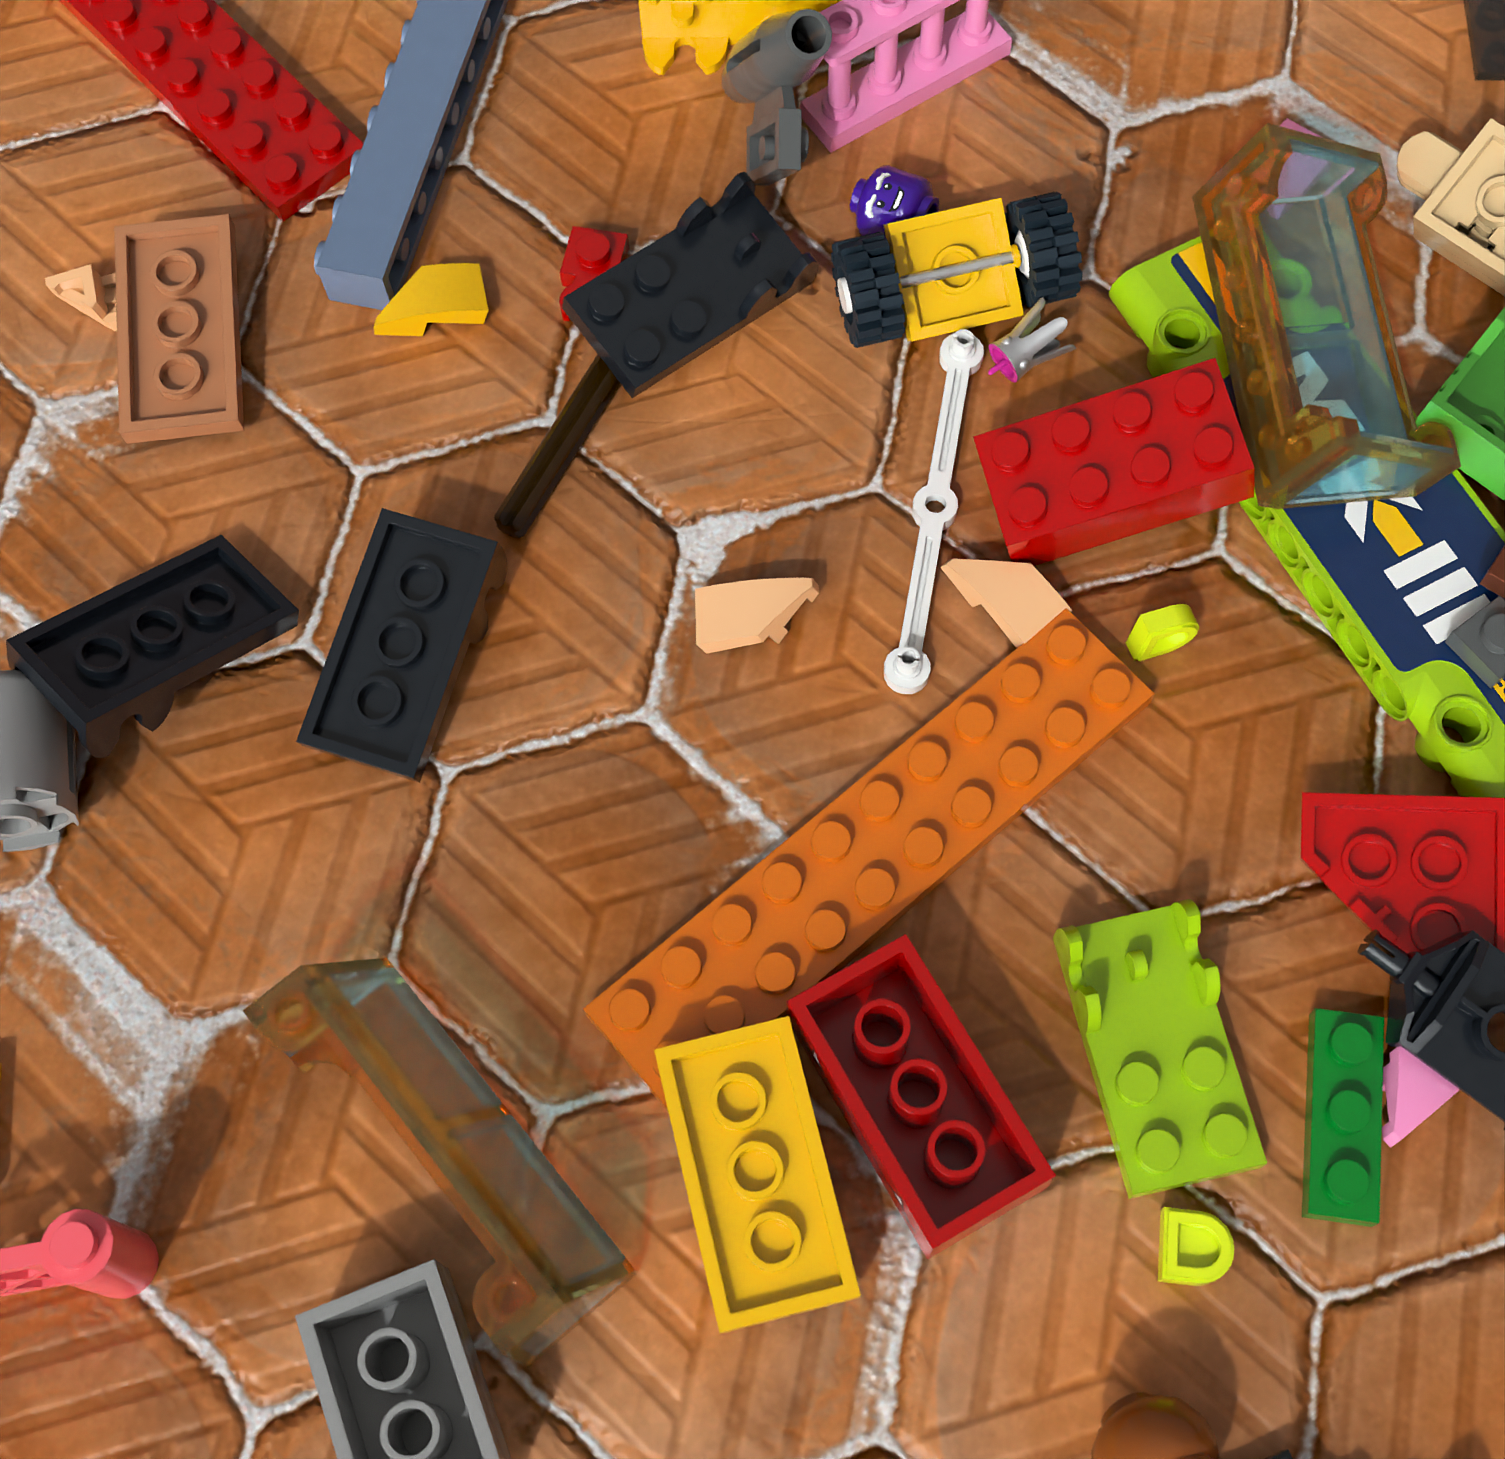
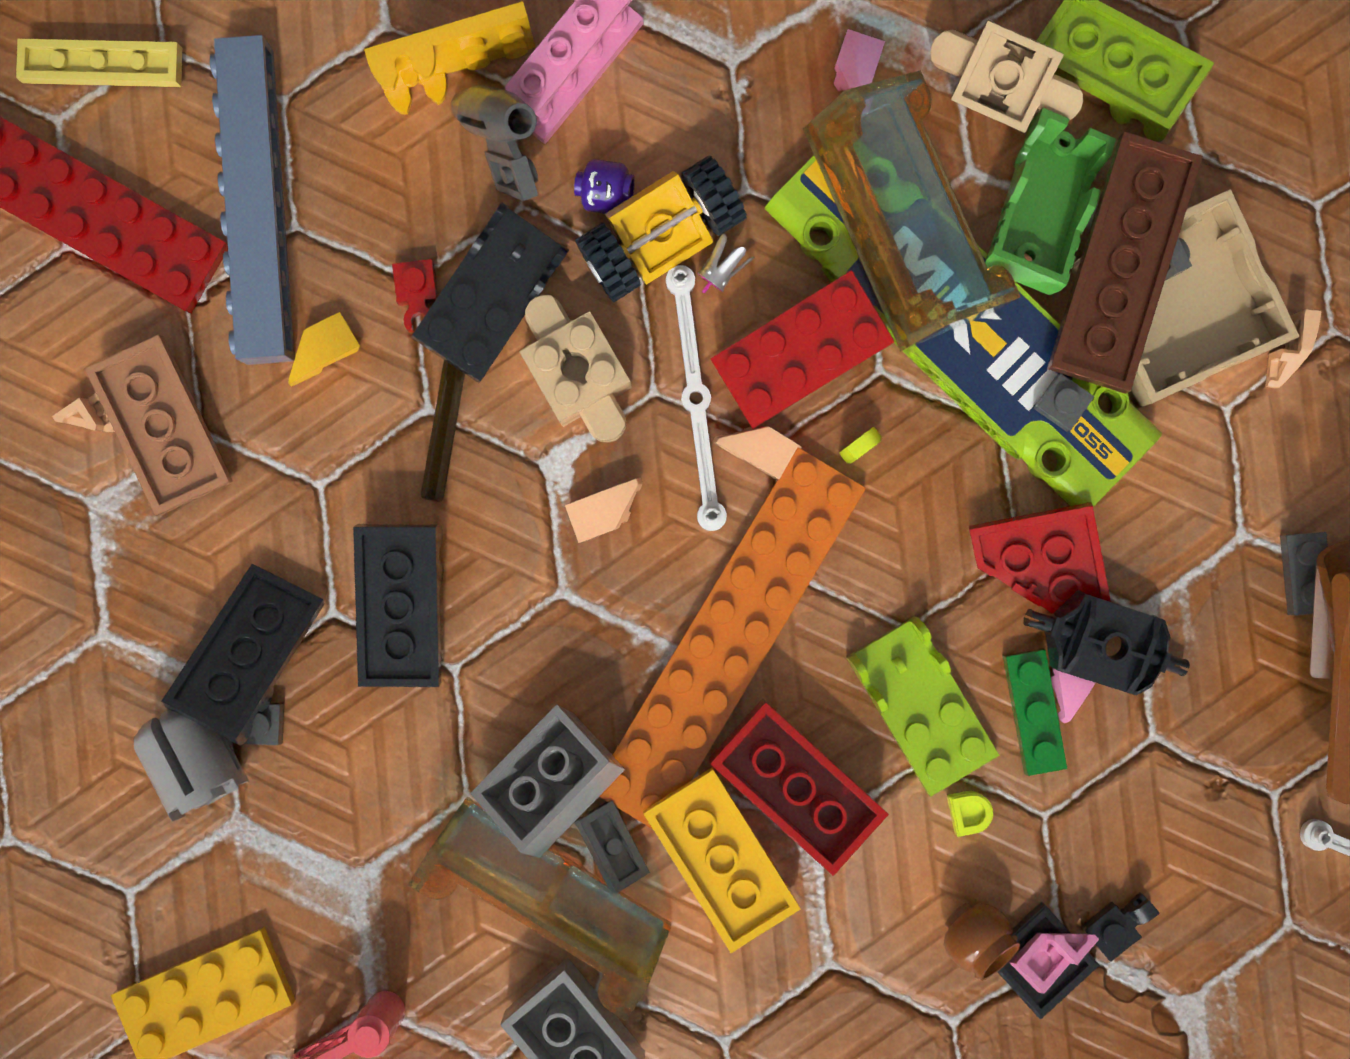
camera: 25 degrees left, 20 degrees up
(137, 760) = (268, 726): none -> dark grey plate
(522, 957) = (547, 782): none -> light grey brick
(585, 1105) = (612, 847): none -> dark grey plate
(776, 413) = (575, 368): none -> tan brick

